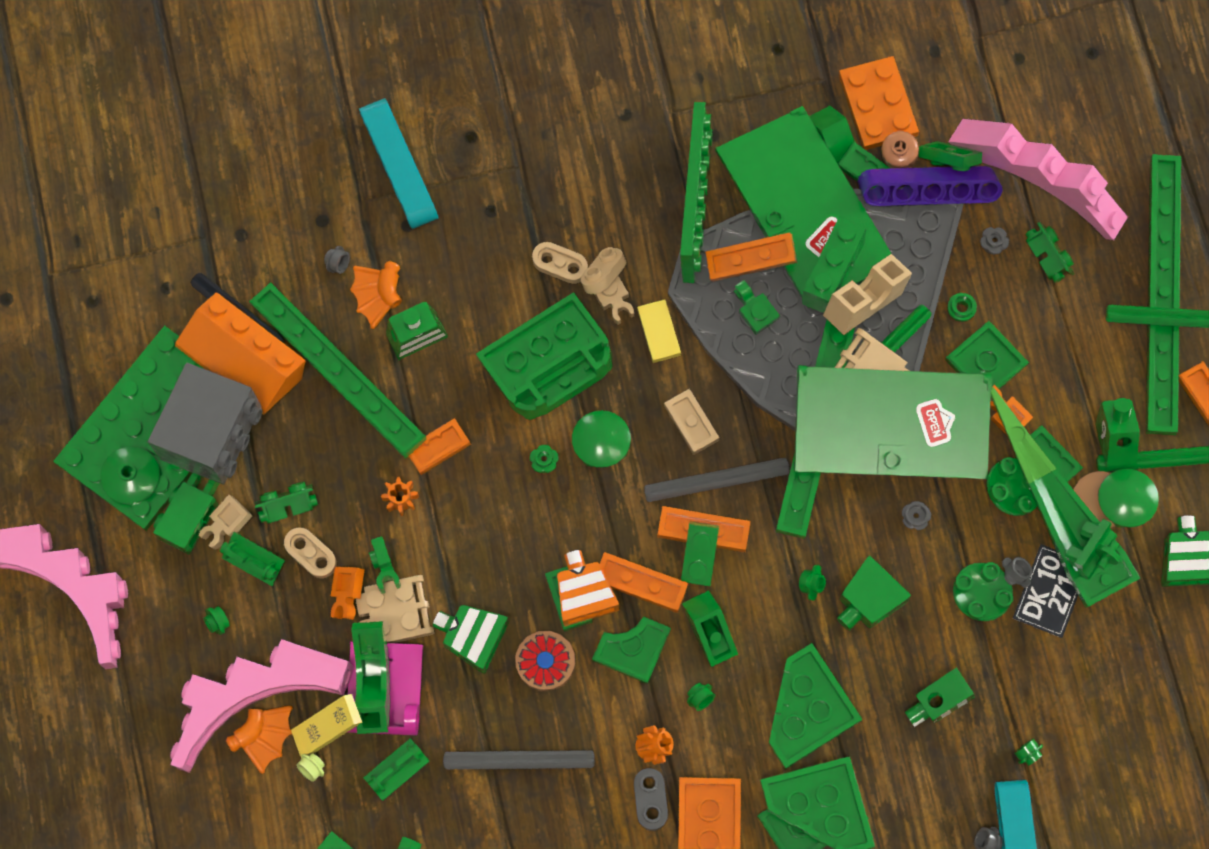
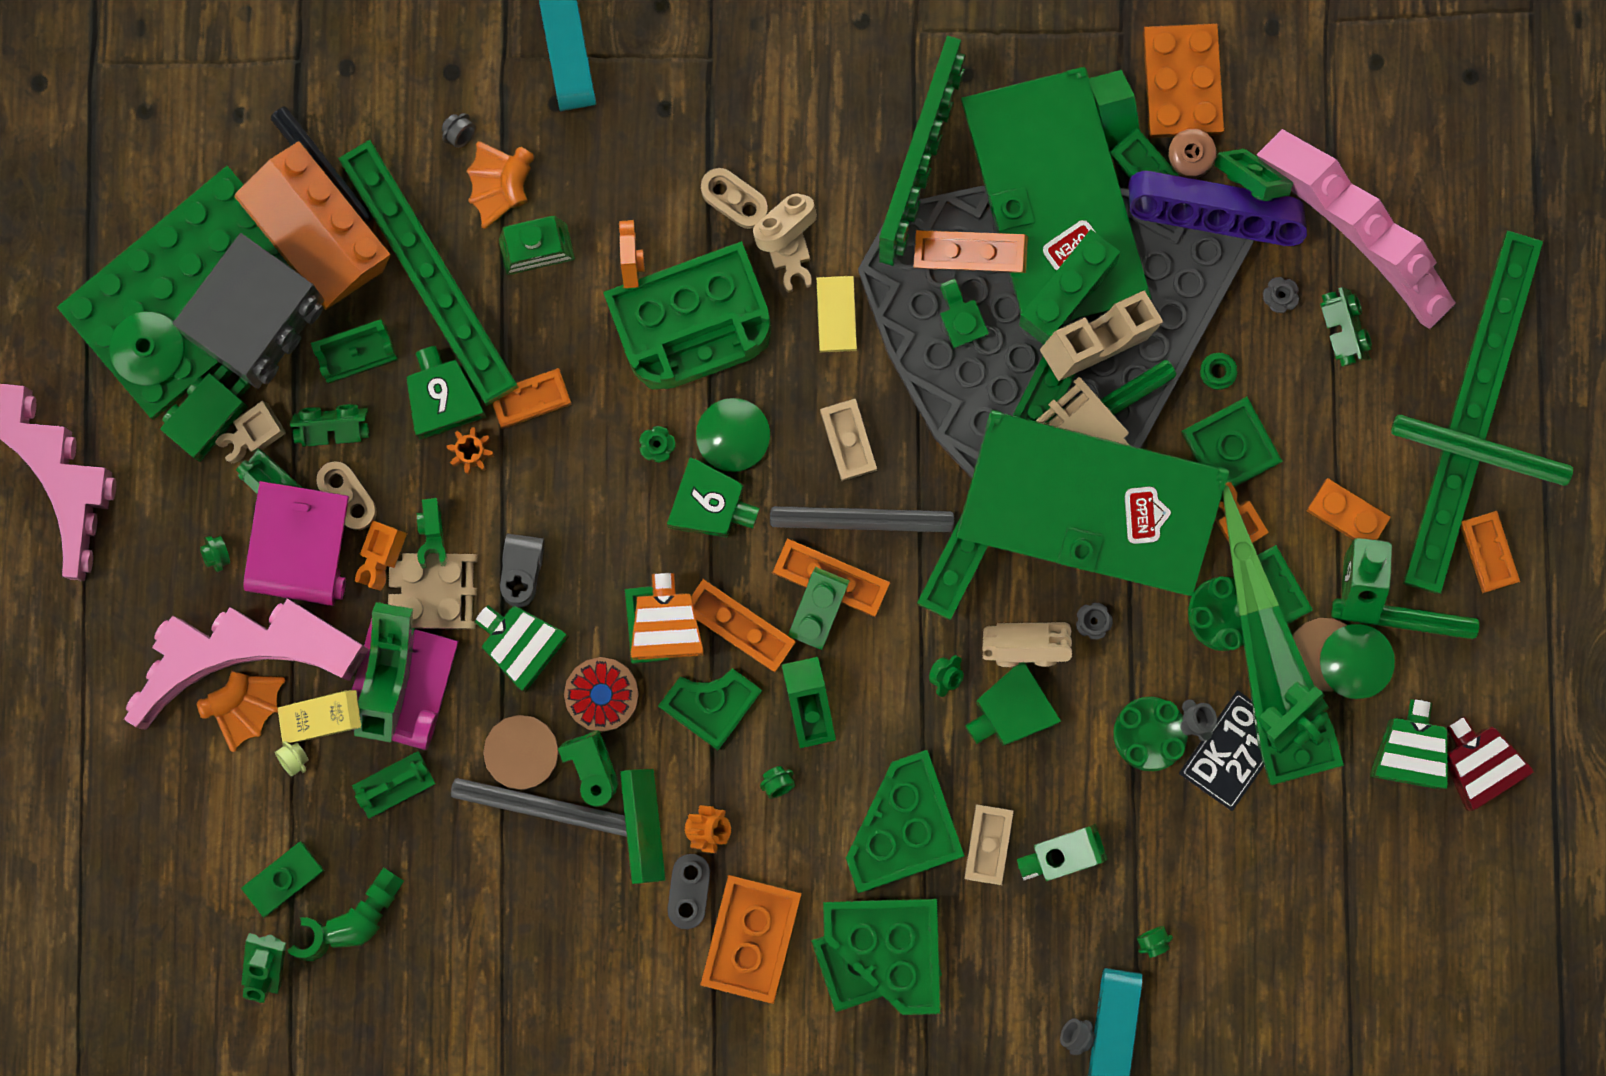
camera: 10 degrees right, 10 degrees up
(279, 601) = (296, 549): none -> dark pink door
(292, 441) = (354, 351): none -> green hinge
(368, 460) = (440, 396): none -> green torso
(459, 573) = (521, 562): none -> dark grey piece
(492, 323) = (631, 259): none -> orange plate
(492, 720) = (521, 752): none -> medium nougat tile
(553, 718) = (592, 766): none -> green leg
(595, 493) = (709, 502): none -> green torso
(602, 755) = (642, 826): none -> green tile
(877, 539) = (1027, 642): none -> tan plate
(879, 706) = (988, 844): none -> tan plate
(1087, 388) = (1347, 512): none -> orange plate

